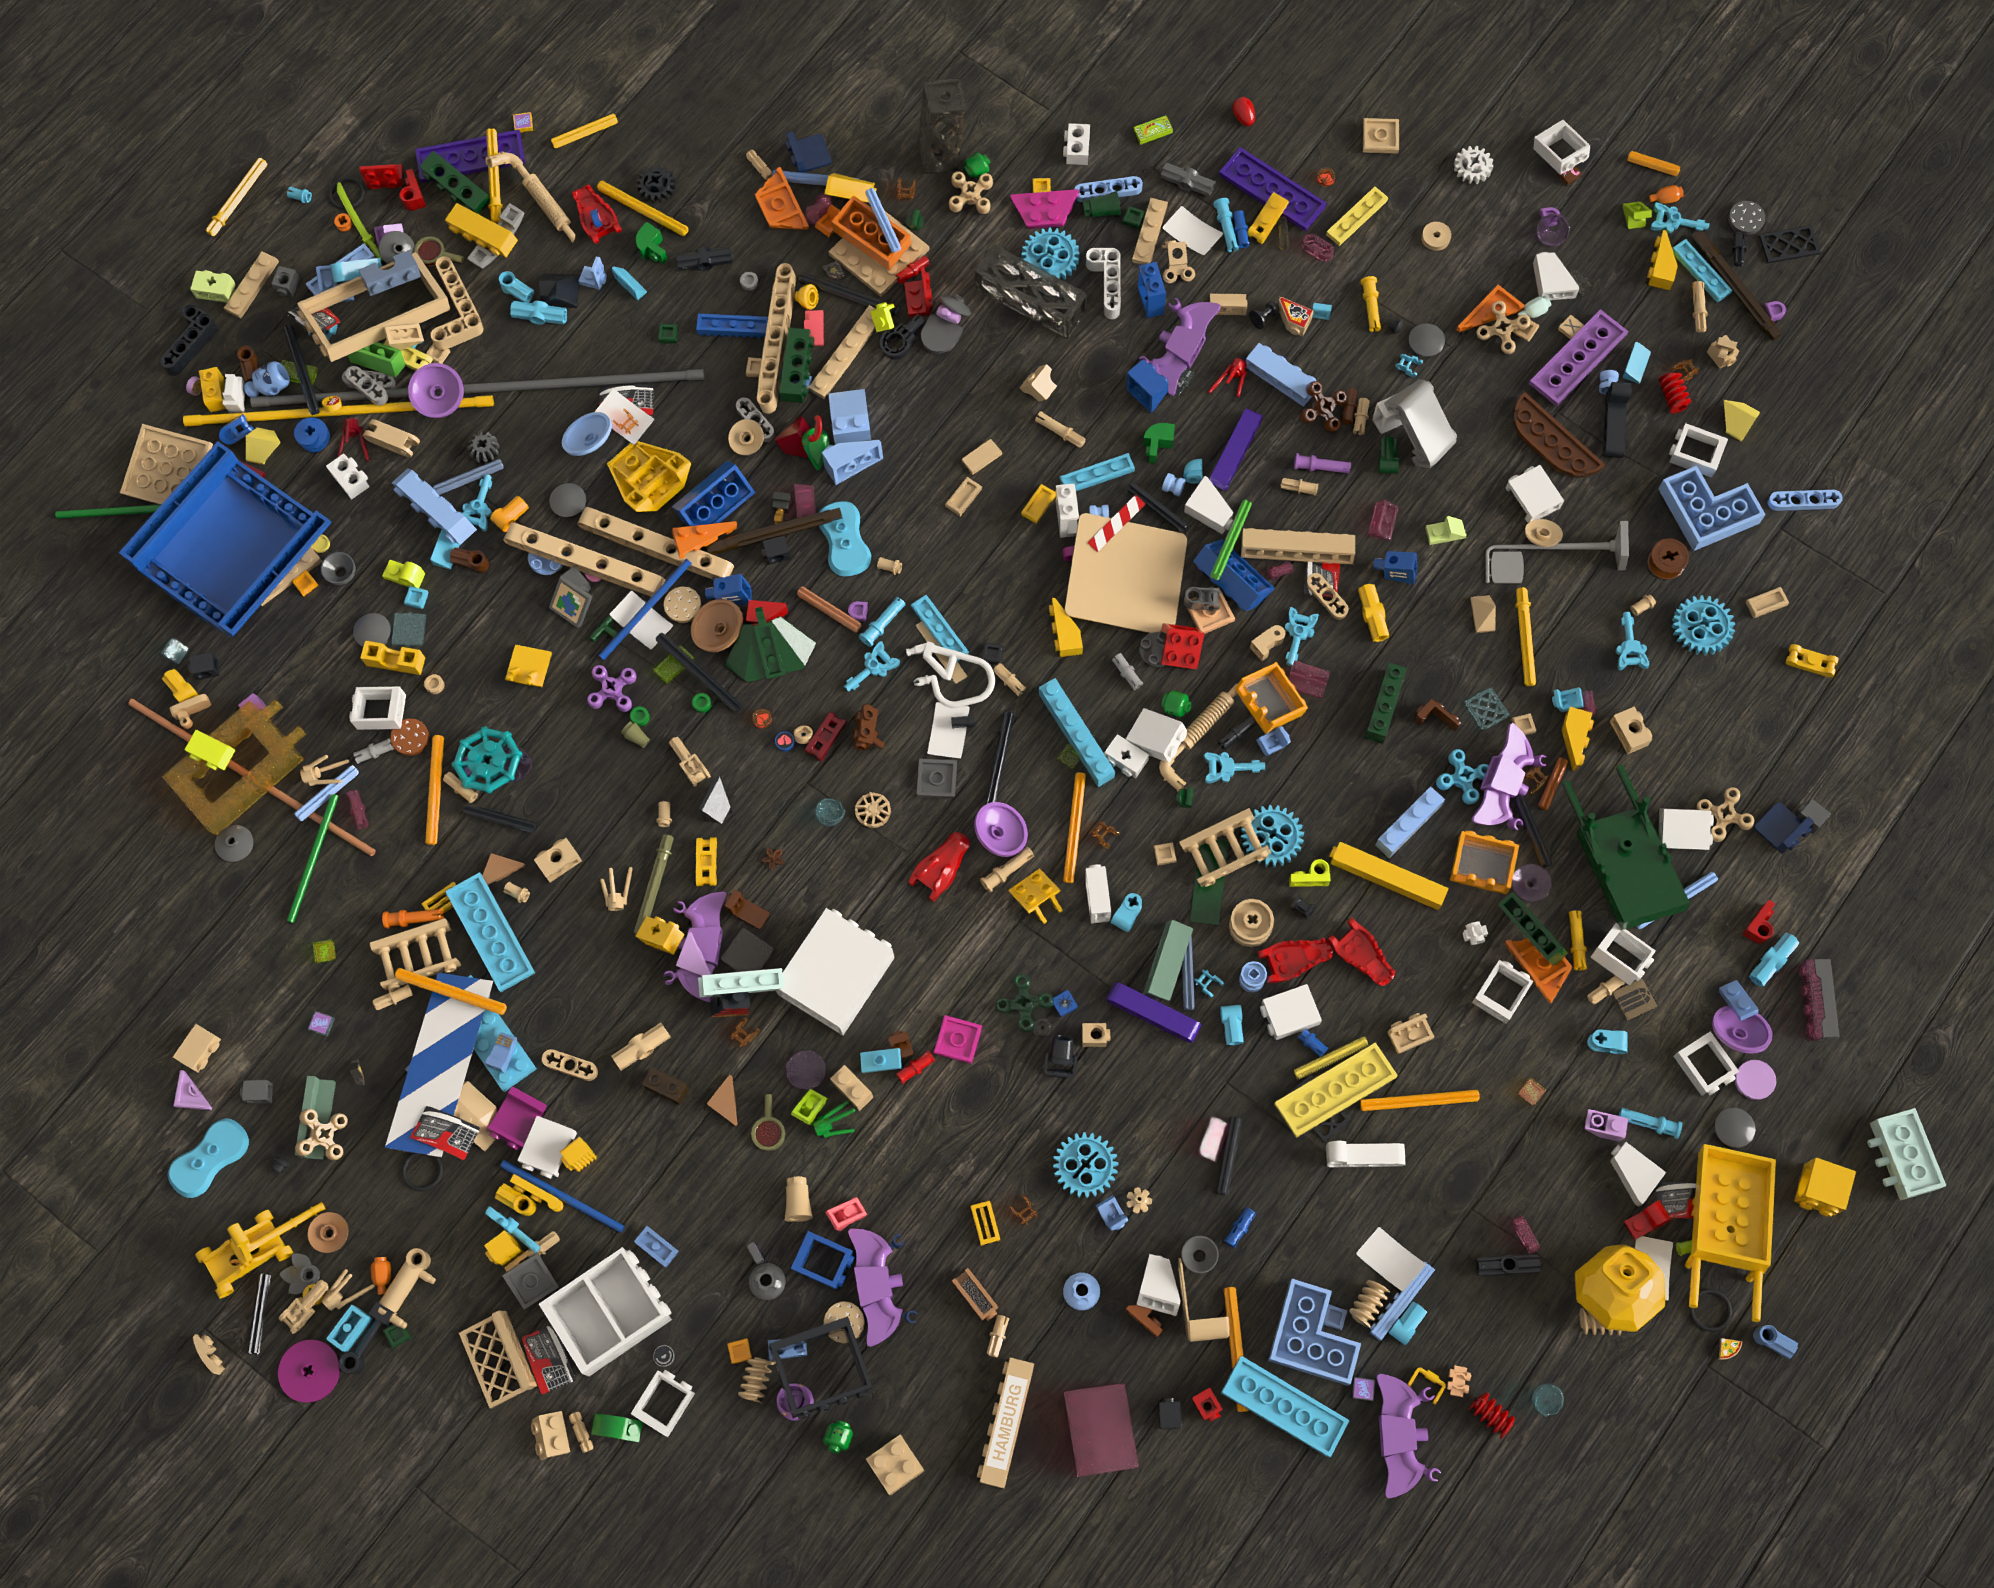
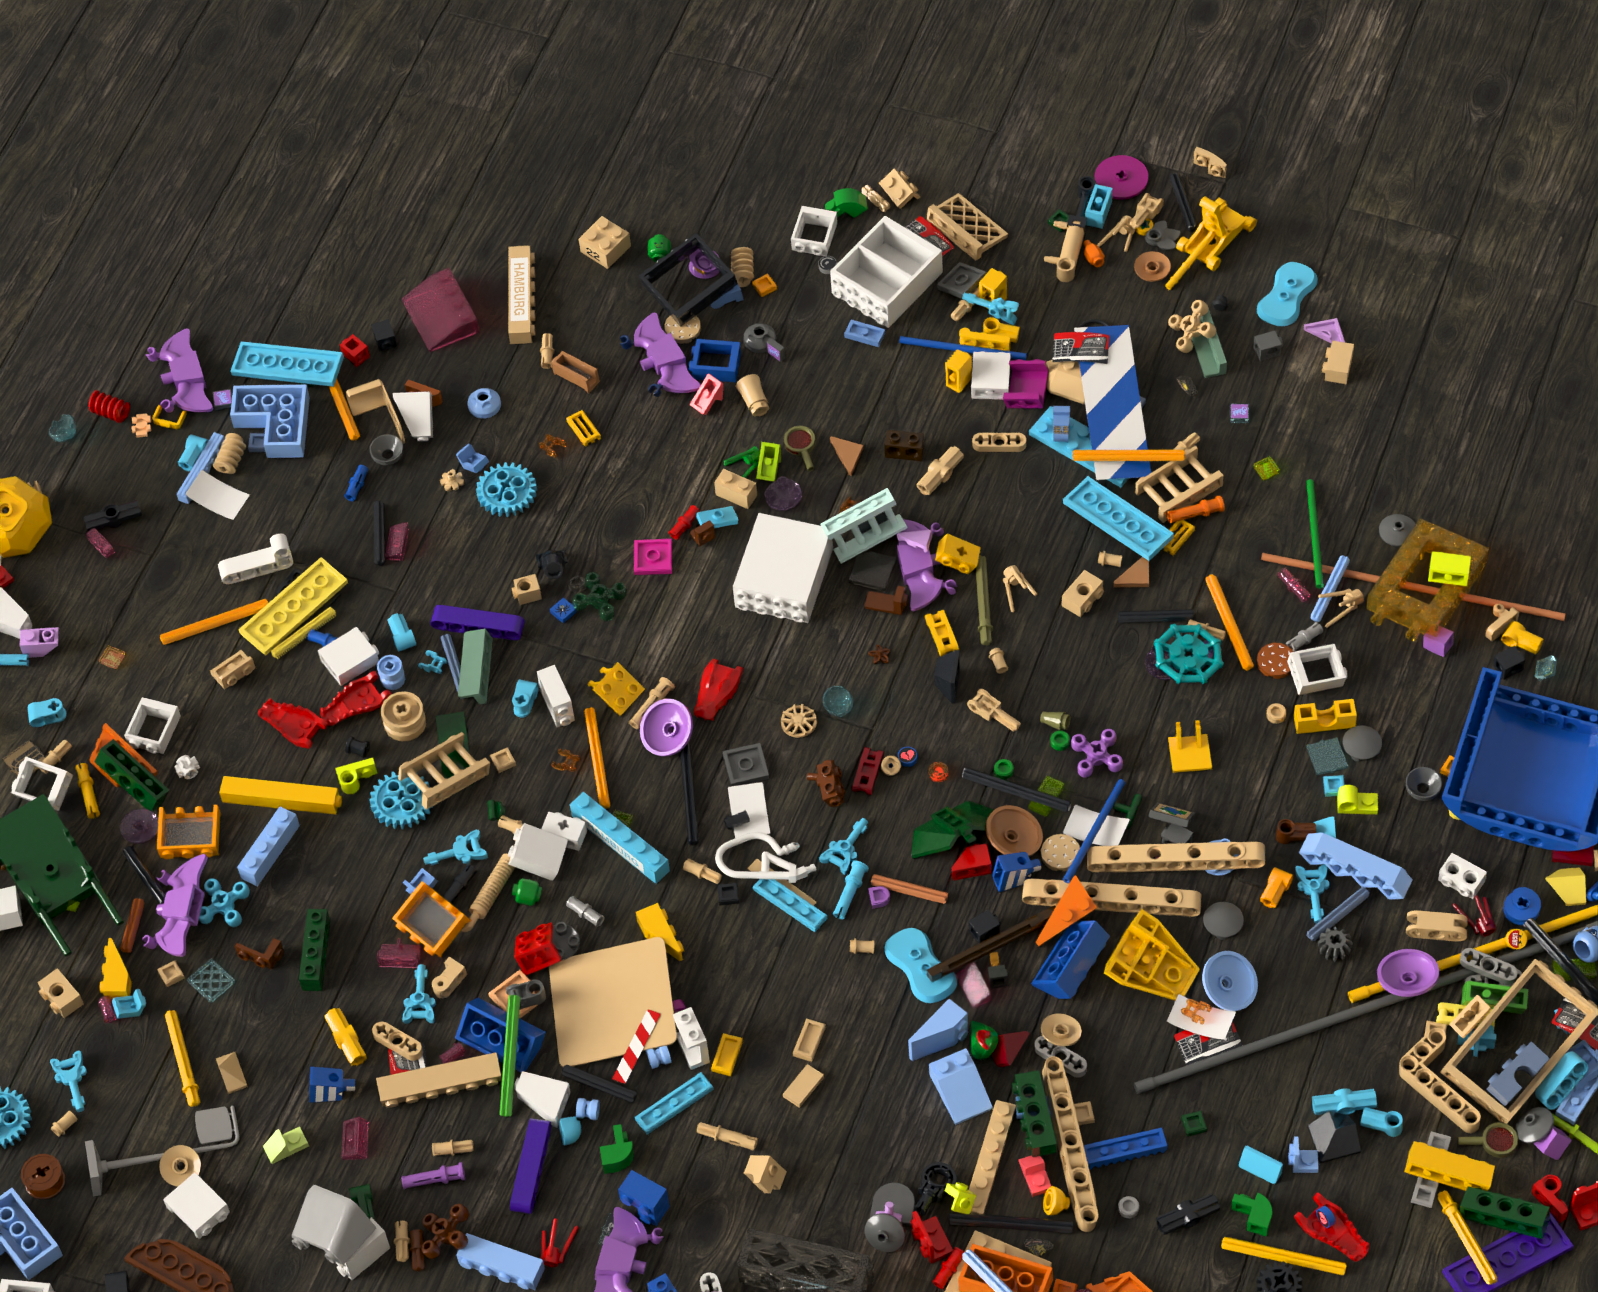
camera: 165 degrees right, 15 degrees down
(536, 190) = (1409, 1234): tan piece -> none
(1539, 783) = (155, 928): clear orange piece -> none

